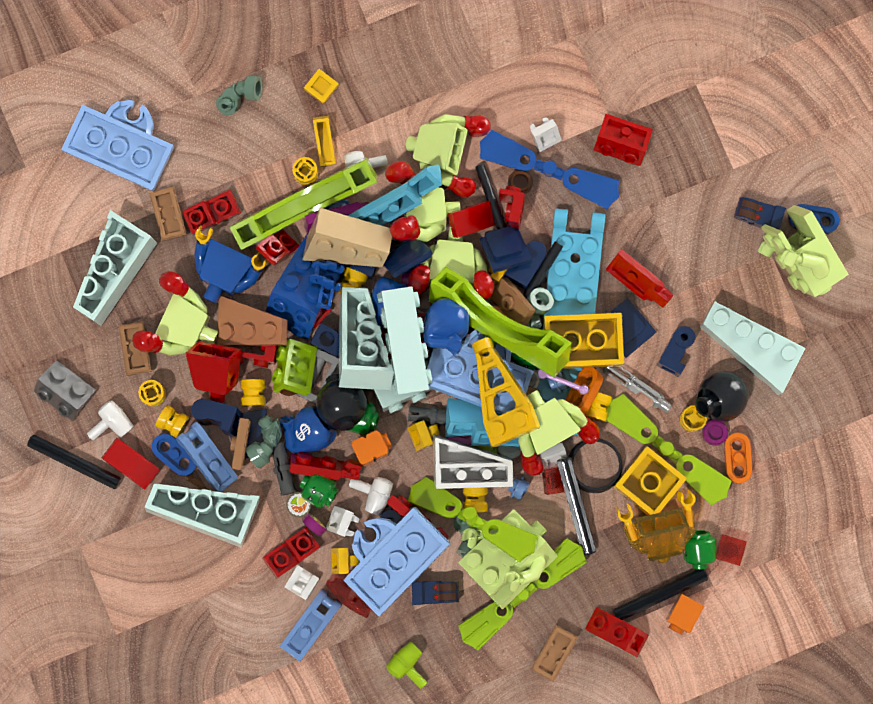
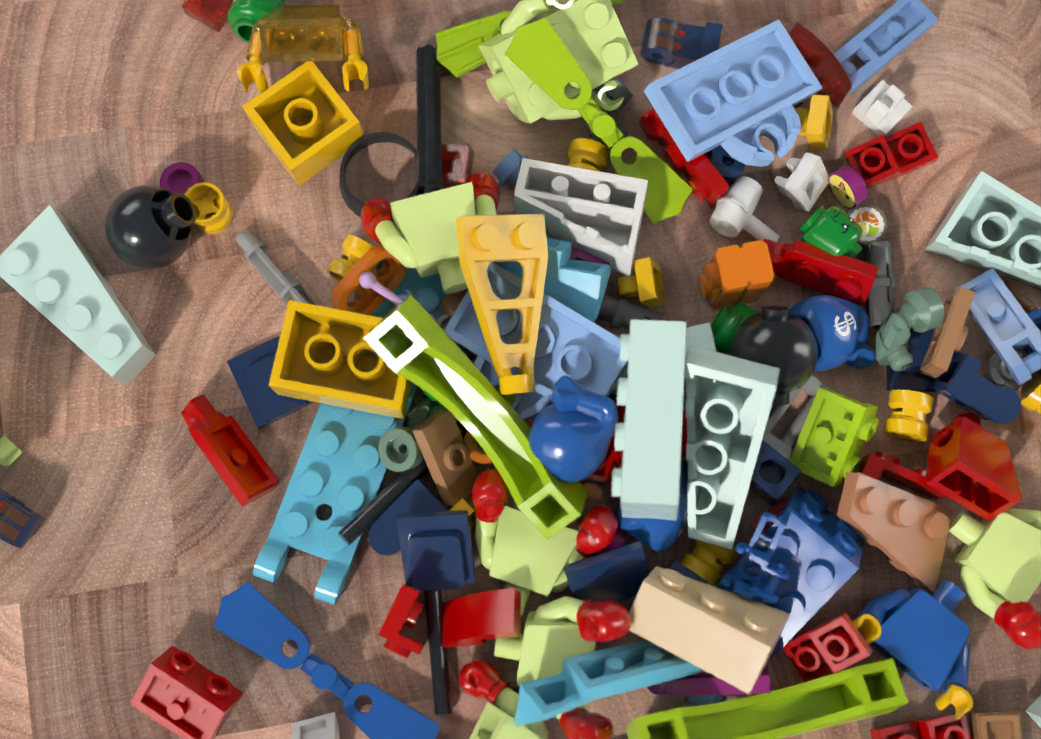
camera: 165 degrees left, 5 degrees down
(521, 180) = (381, 667): reddish brown plate -> none
(675, 349) = (202, 323): dark blue leg -> none
(703, 478) = (221, 115): lime piece -> none
(738, 458) = (155, 136): orange plate -> none

